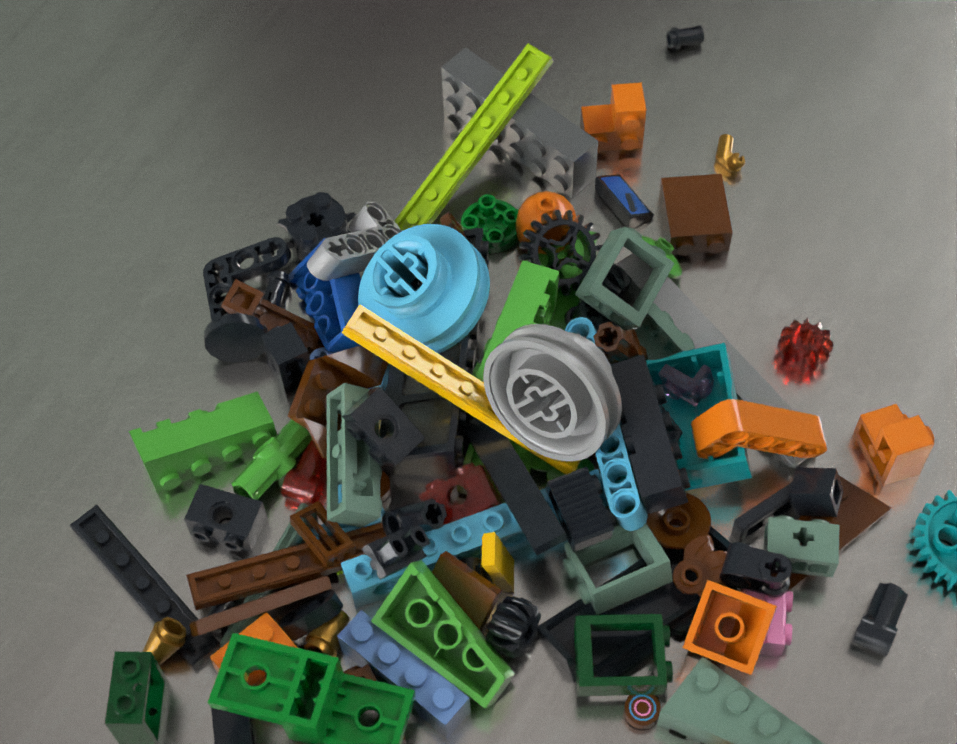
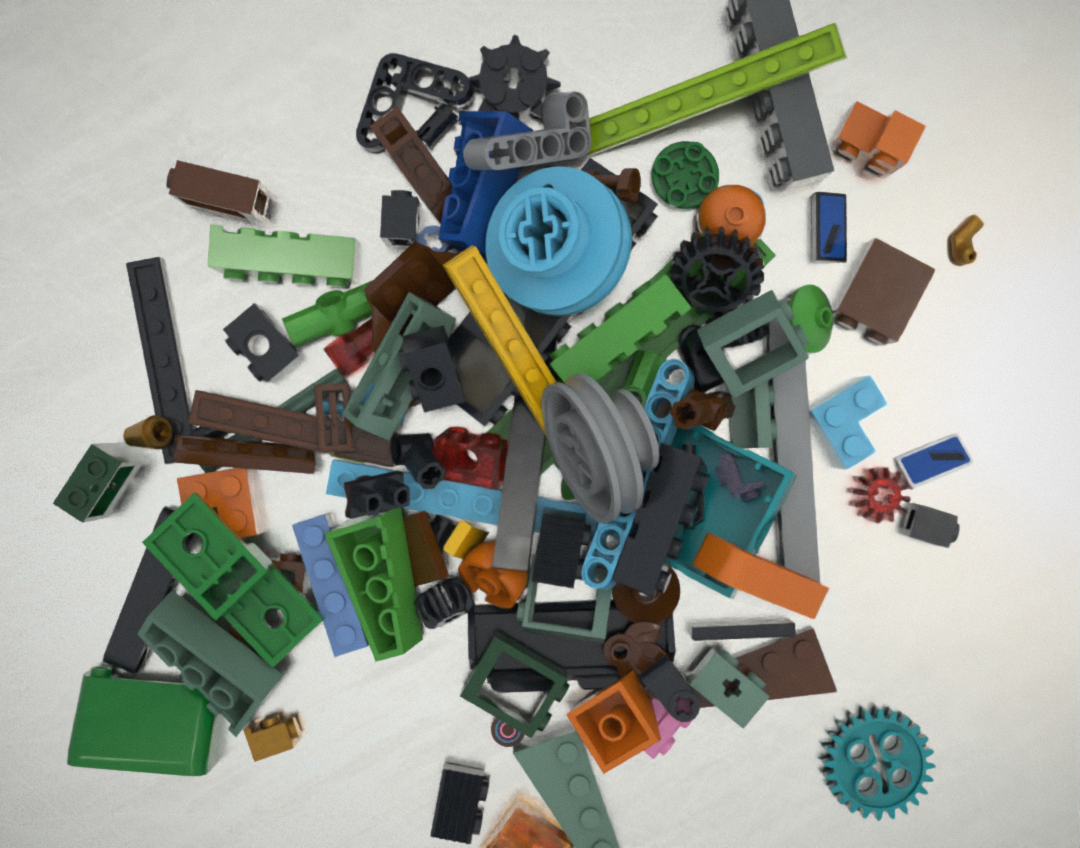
camera: 30 degrees right, 30 degrees up
(109, 416) = (218, 191): none -> reddish brown window
(235, 338) = (367, 165): black tile -> none
(311, 614) = (284, 485): black beam -> none
(324, 638) = (290, 507): pearl gold cone -> none
(542, 579) = (501, 586): none -> orange cylinder
(685, 36) = (1026, 67): black pin -> none
(735, 313) = (839, 417): none -> medium azure brick
(816, 491) = (778, 647): black panel -> none
(827, 301) = (934, 461): none -> slope
(860, 344) = (931, 525): none -> black brick
(878, 626) = (744, 785): black piece -> none
(894, 443) = (881, 640): orange brick -> none

